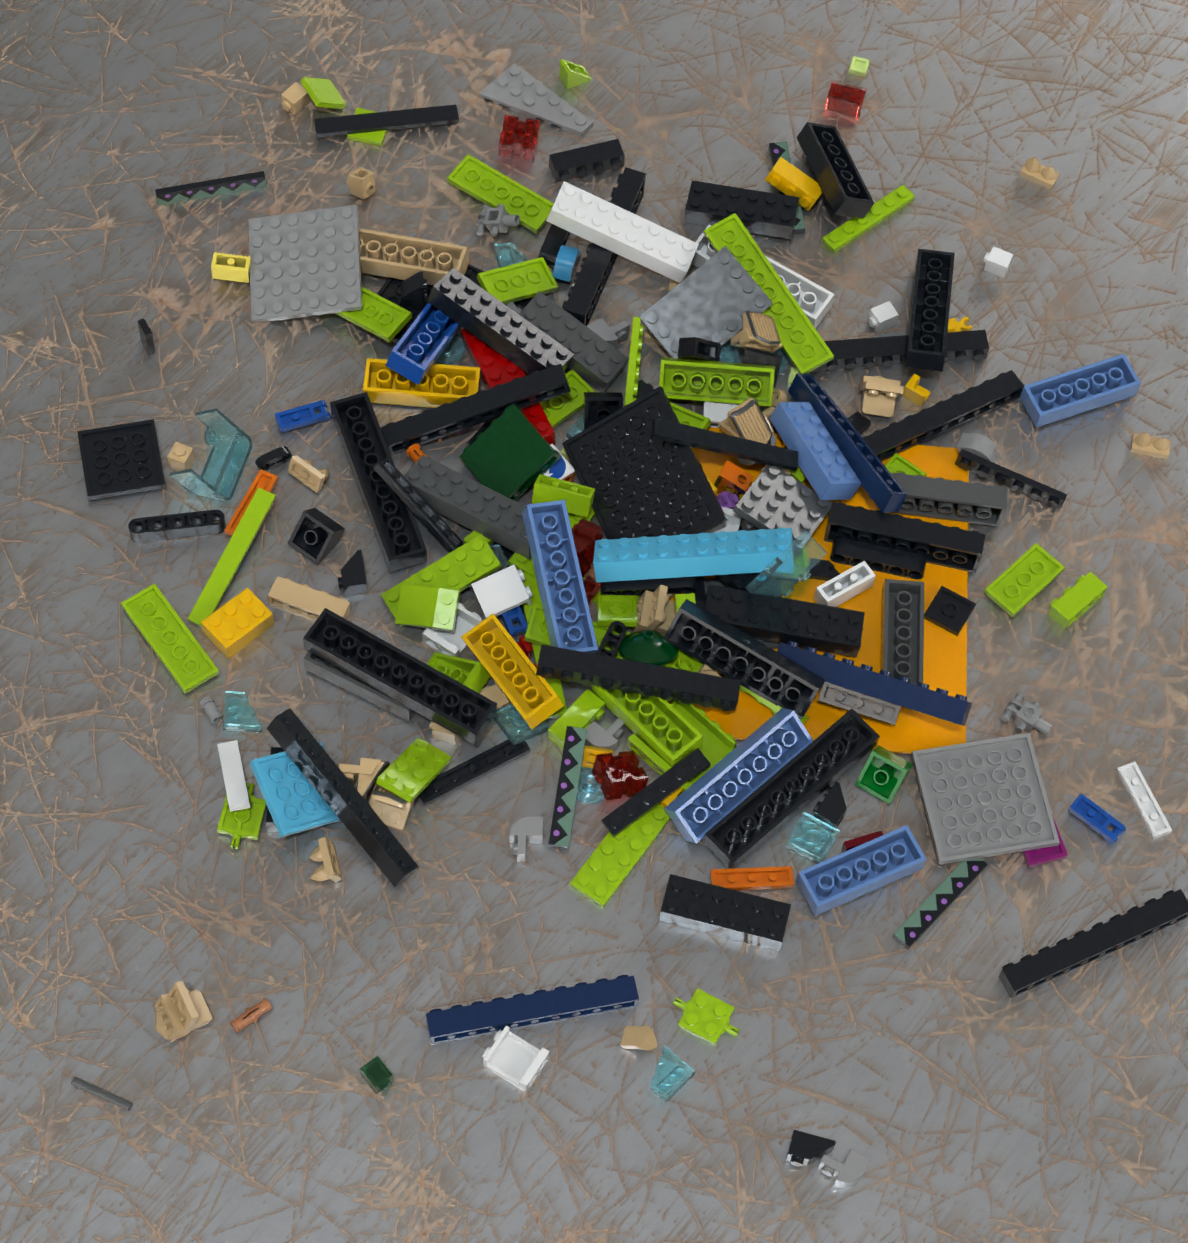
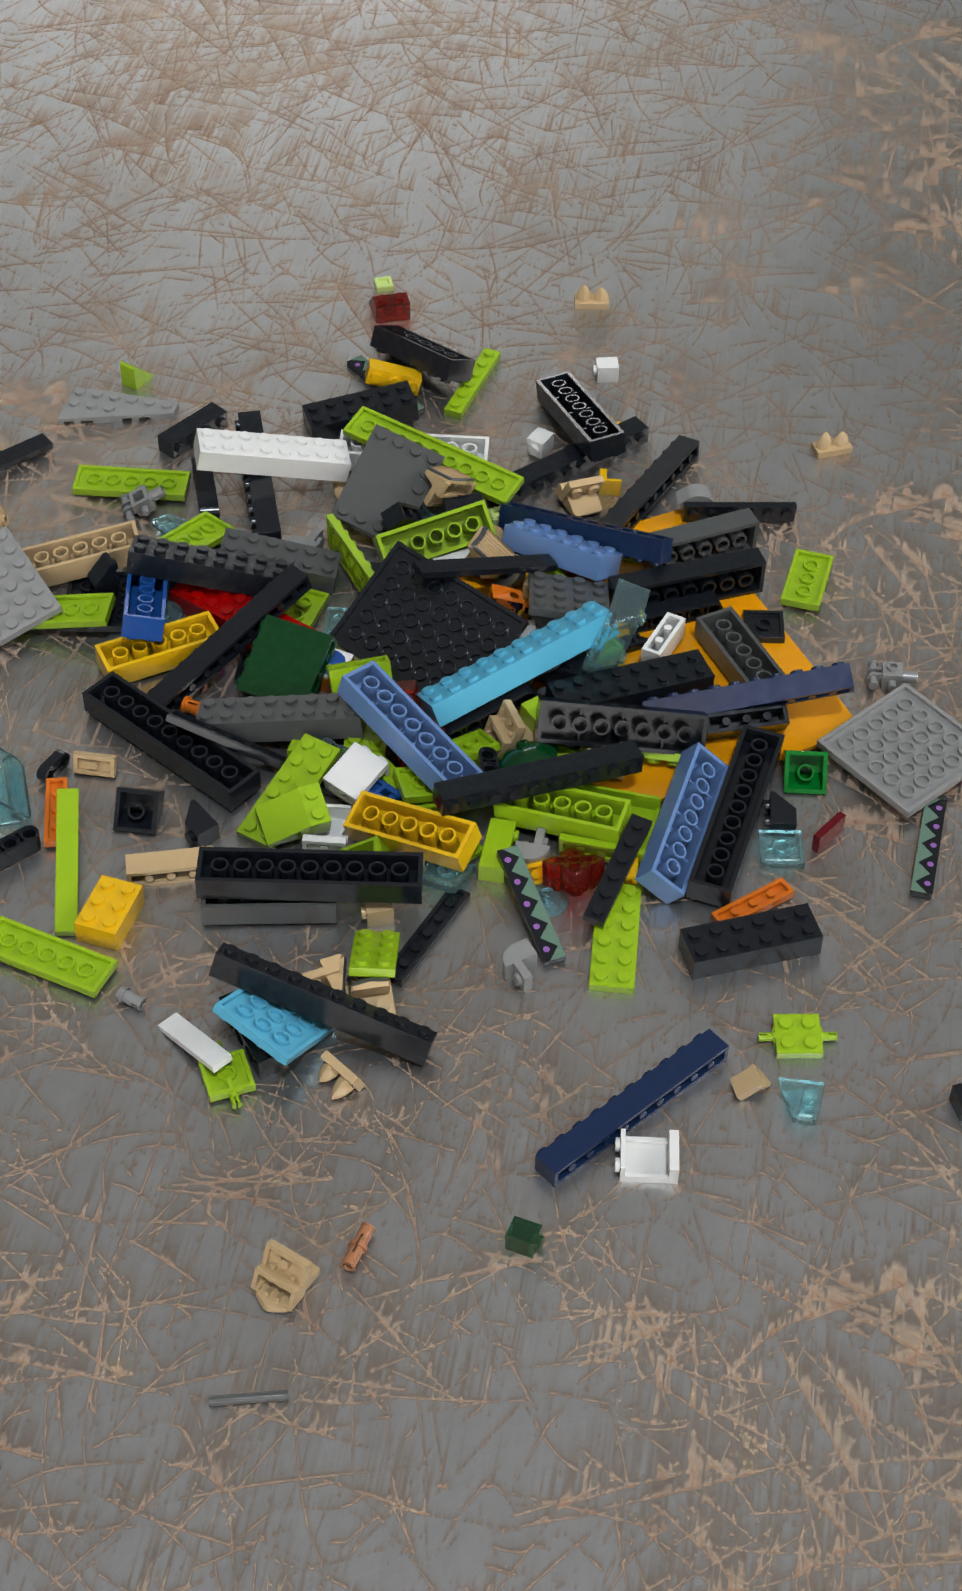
camera: 25 degrees left, 15 degrees down
(239, 714) = (163, 989): clear light blue wing -> none
(302, 416) = (58, 721): blue plate -> none
(519, 138) = (119, 436): clear red brick -> none
(566, 263) = (230, 507): dark azure brick -> none
(600, 405) = (340, 597): black slope -> none
(860, 870) = (844, 851): medium blue brick -> none
(1077, 600) = (862, 575): lime brick -> none
(1080, 390) = (745, 428): medium blue brick -> none

